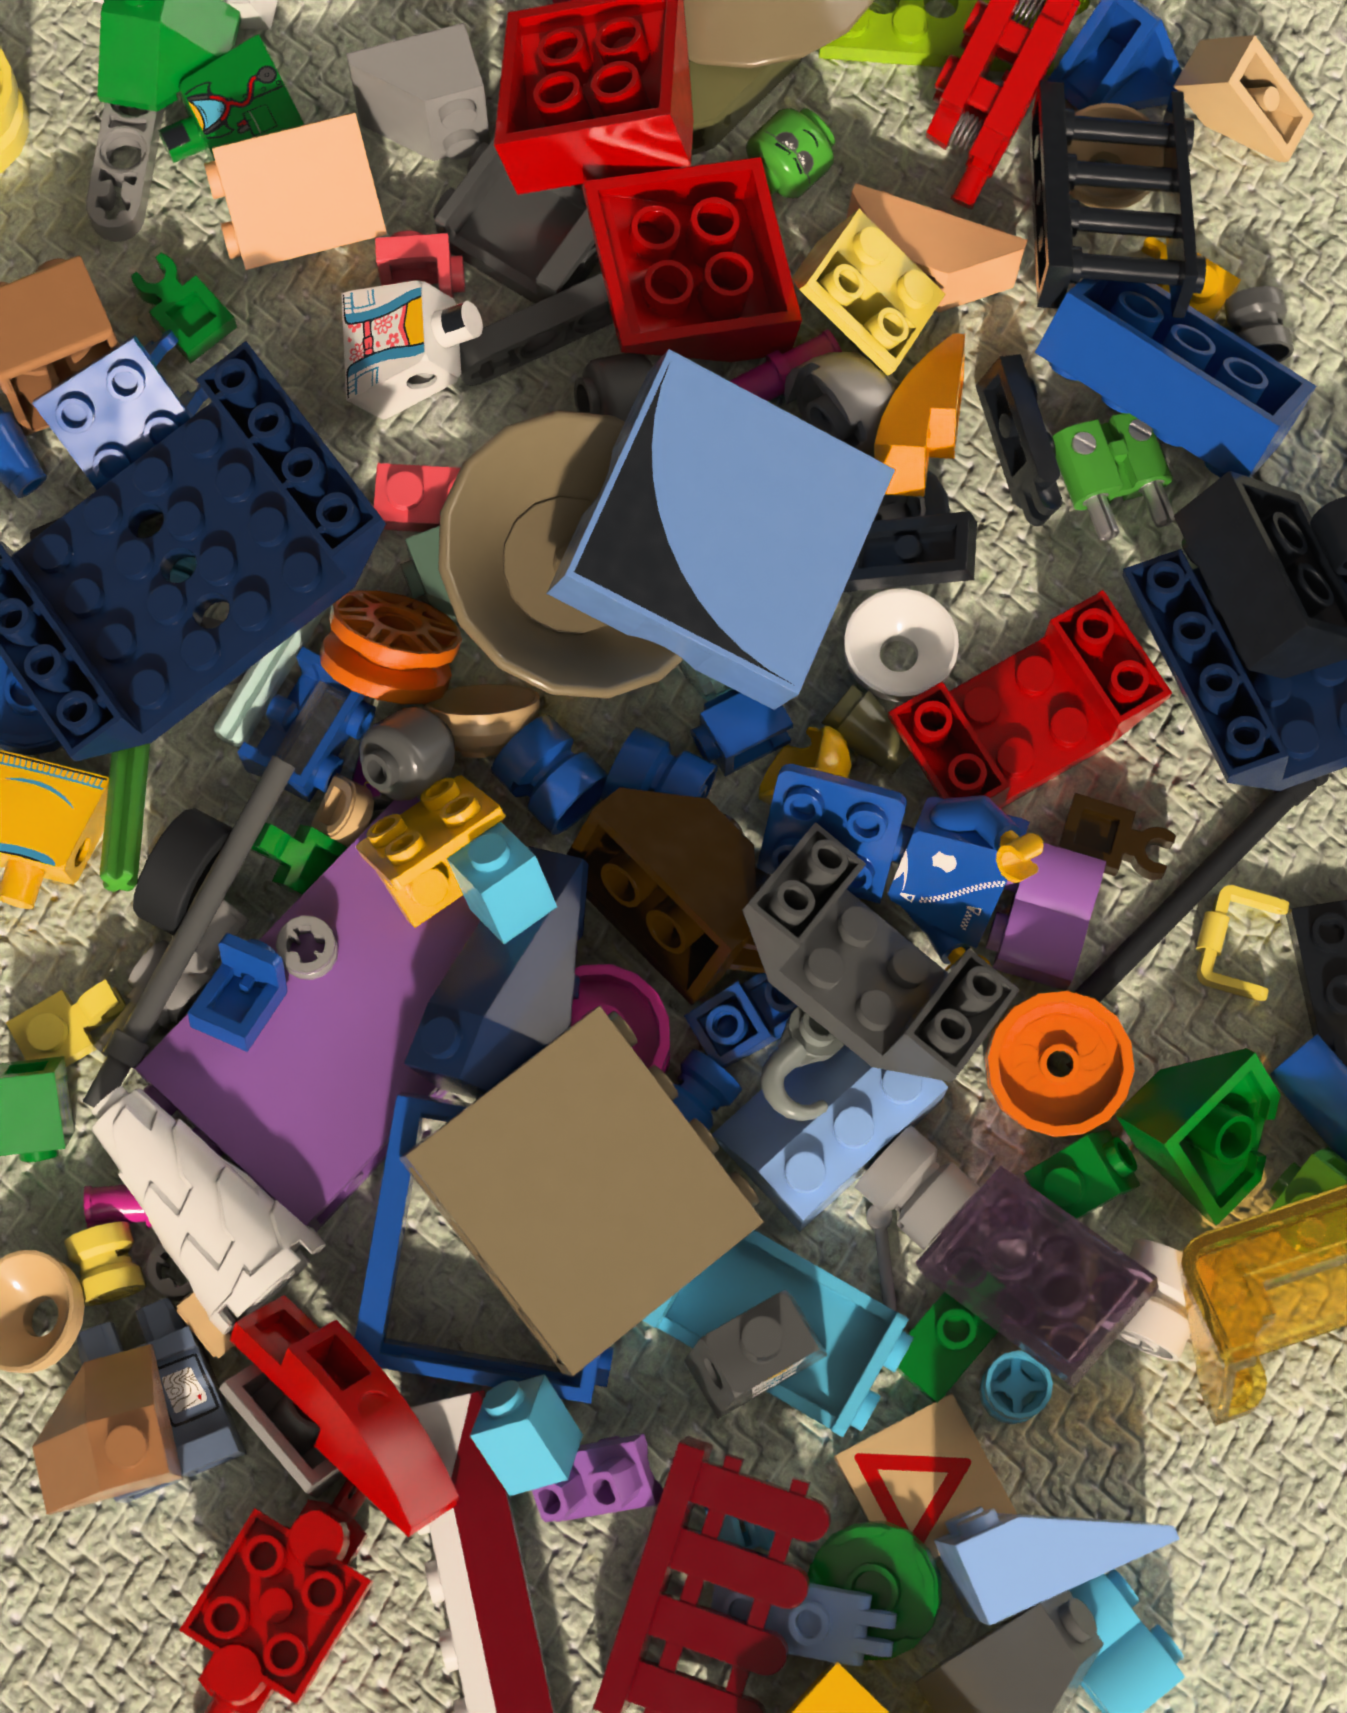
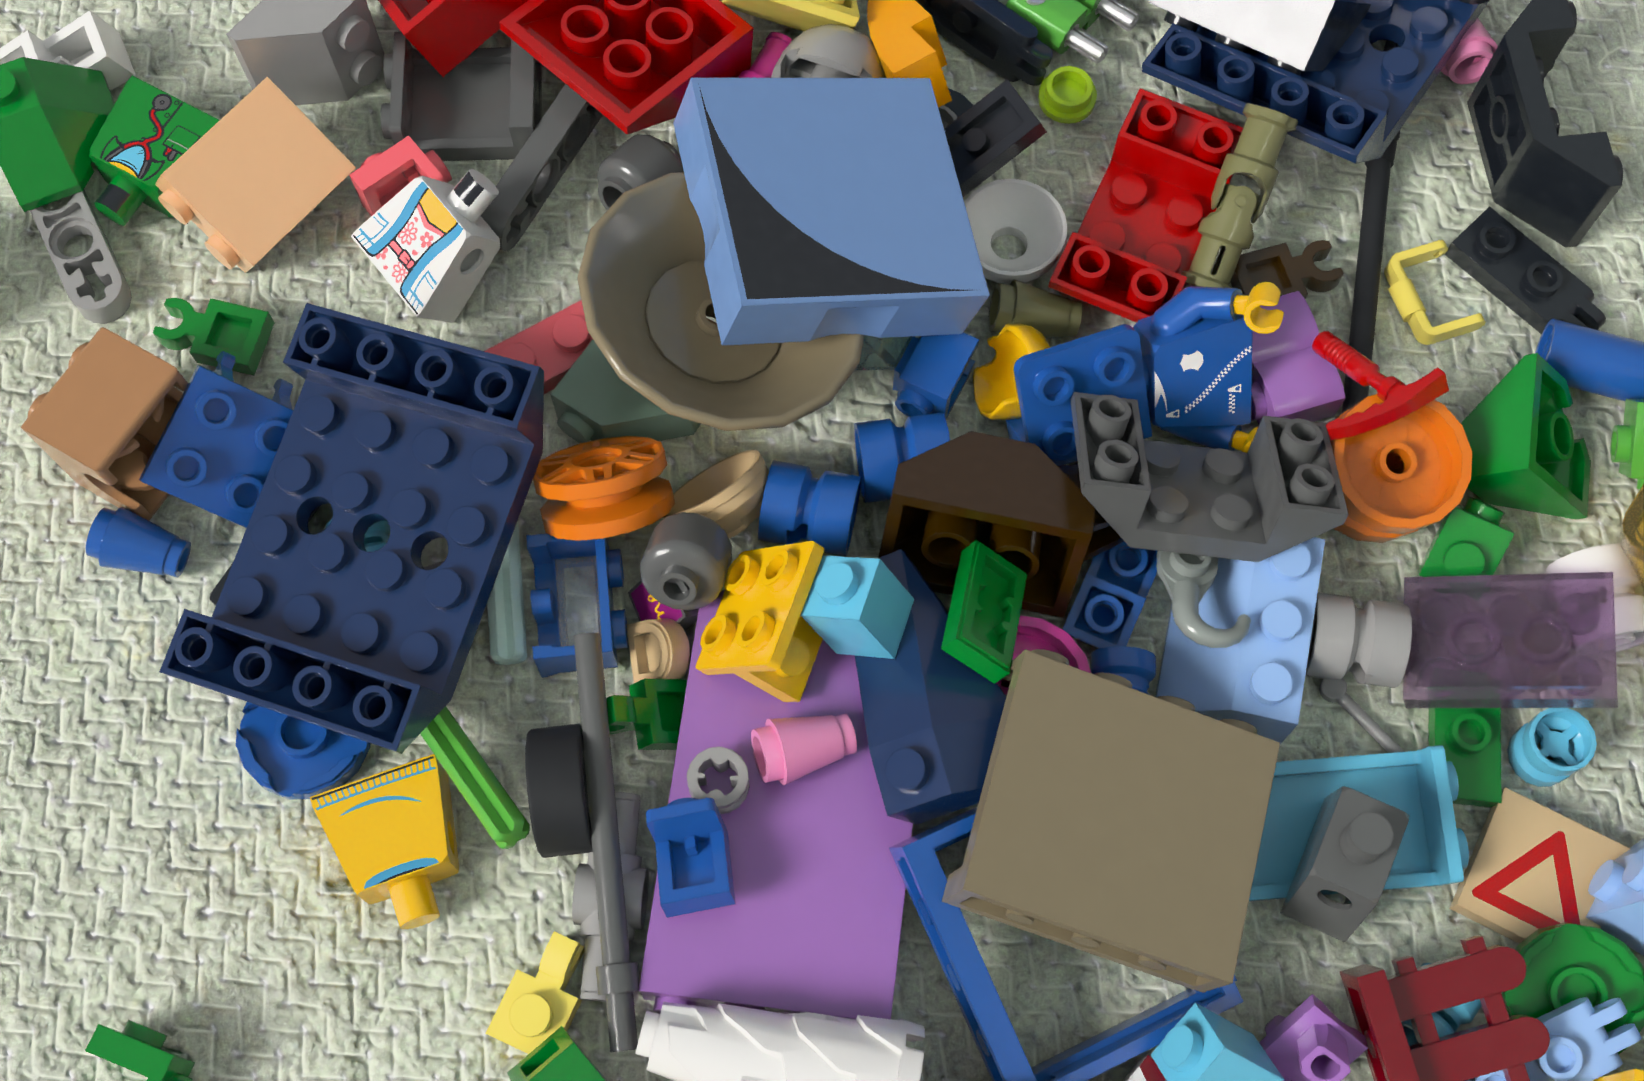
camera: 35 degrees left, 5 degrees down
(389, 964) = (801, 745): none -> bright pink cone
(605, 954) = (984, 612): none -> green plate
(1053, 553) = (1067, 95): none -> lime plate
(1085, 763) = (1237, 205): none -> olive piece
(1088, 1008) = (1397, 397): none -> red piece

